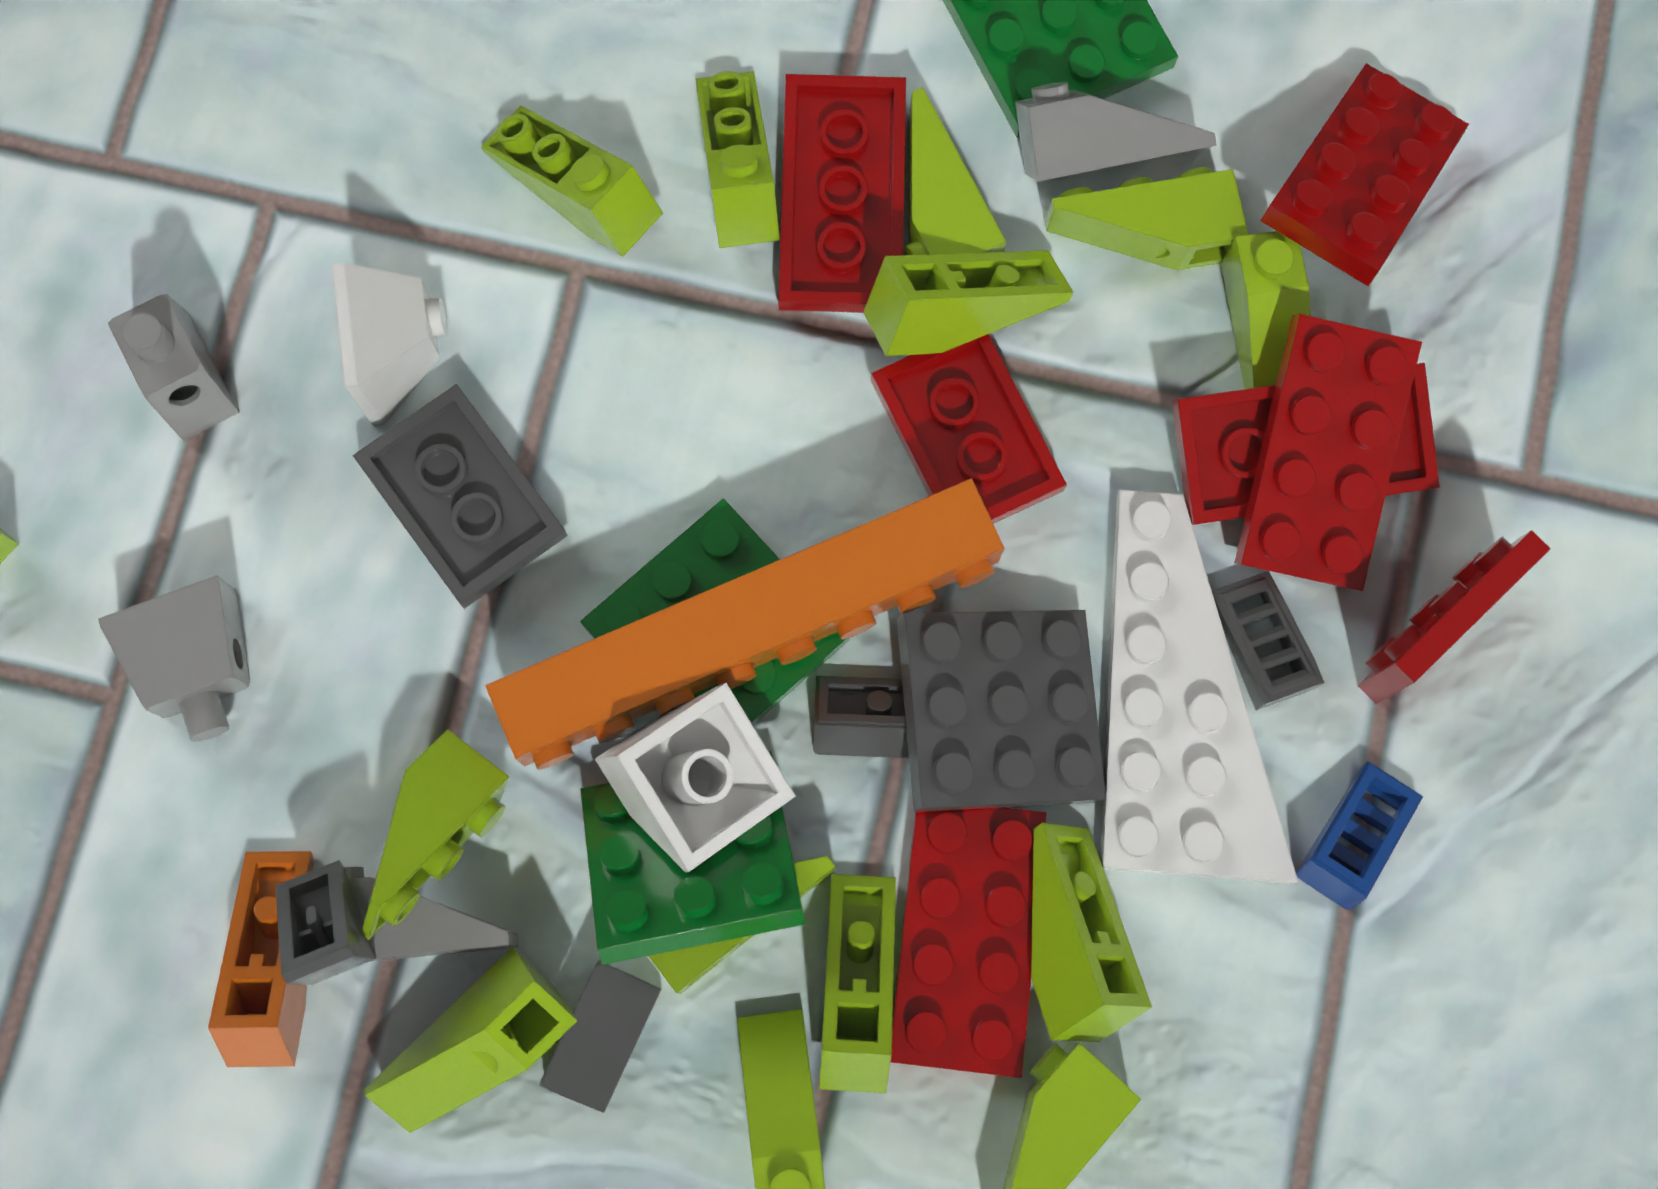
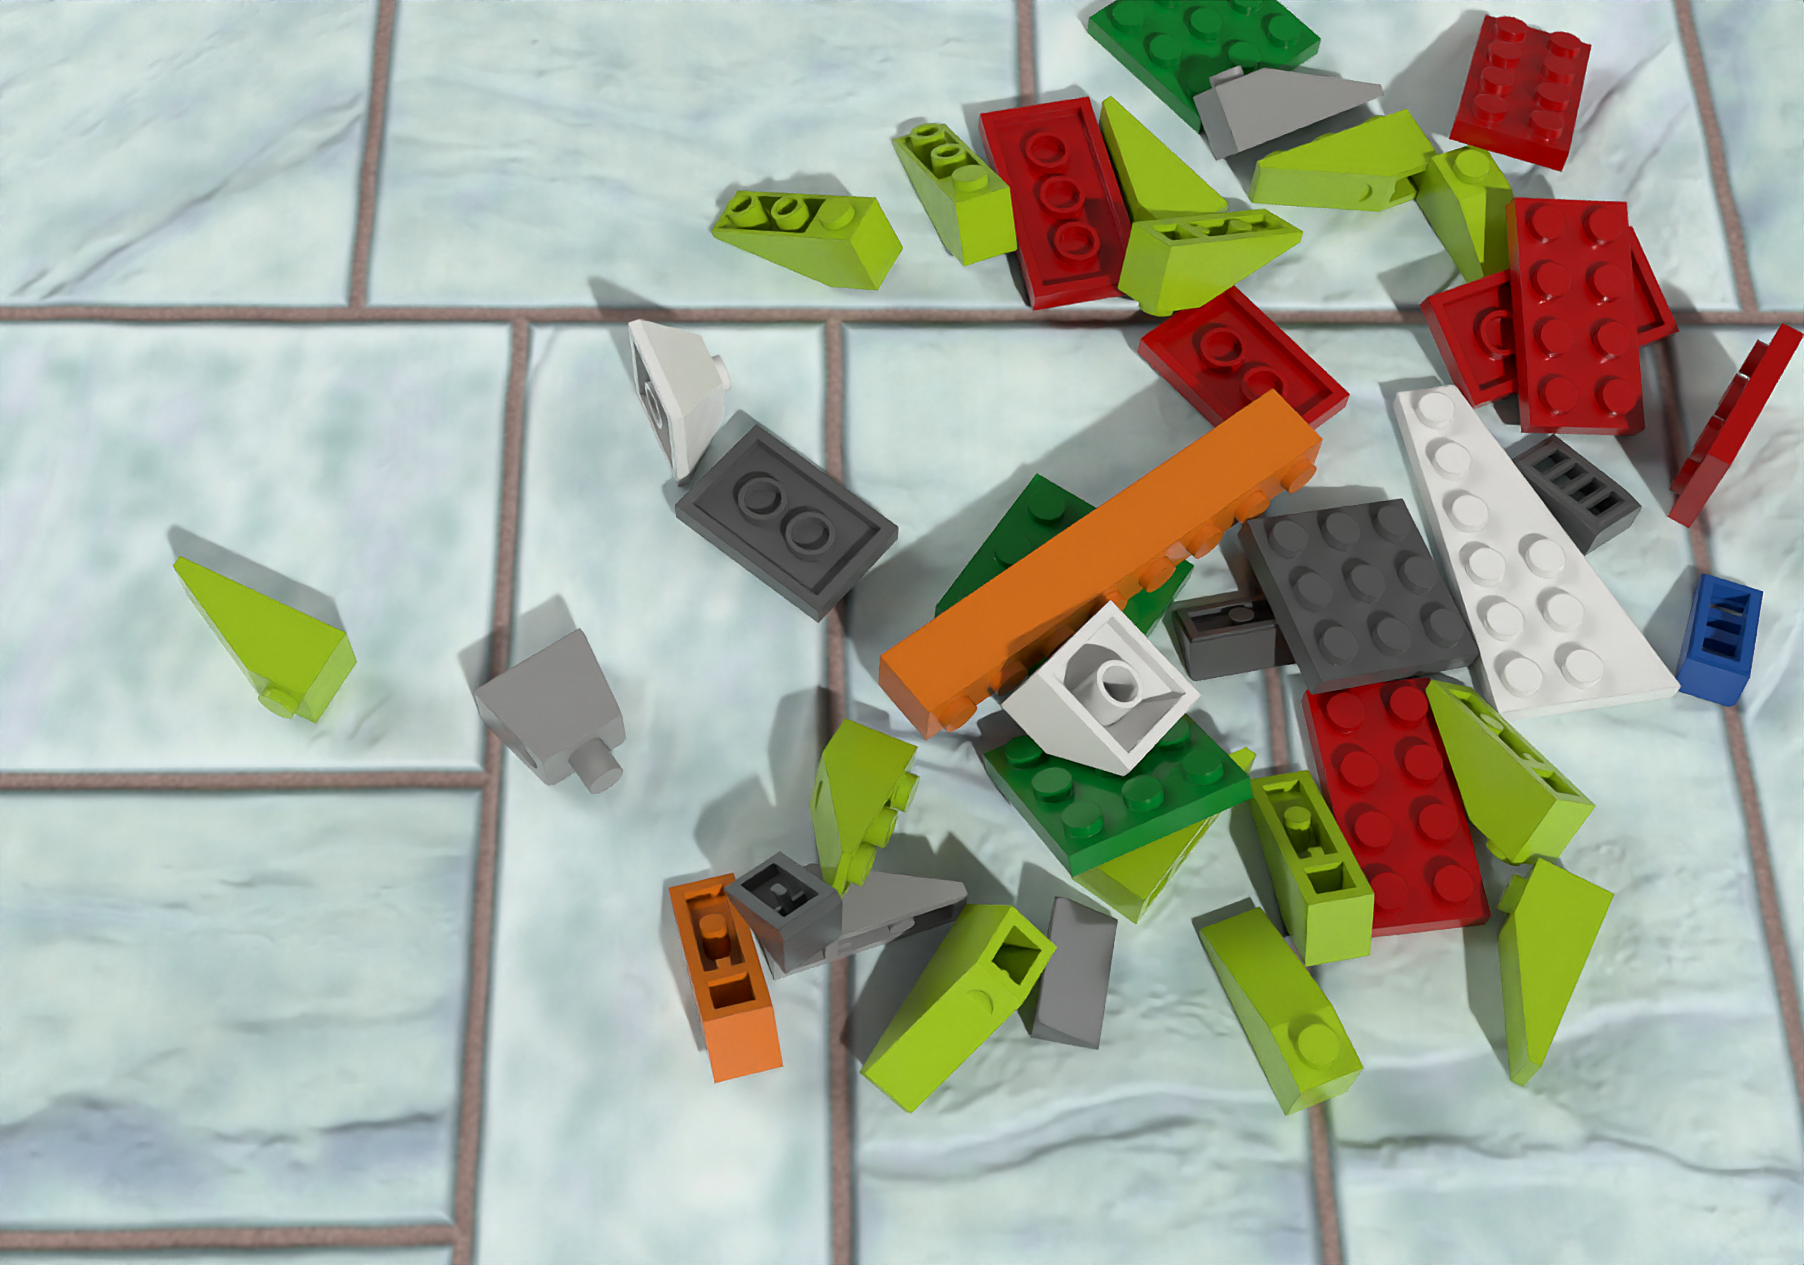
camera: 15 degrees left, 15 degrees down
(168, 354) = (466, 446): light grey torso -> none

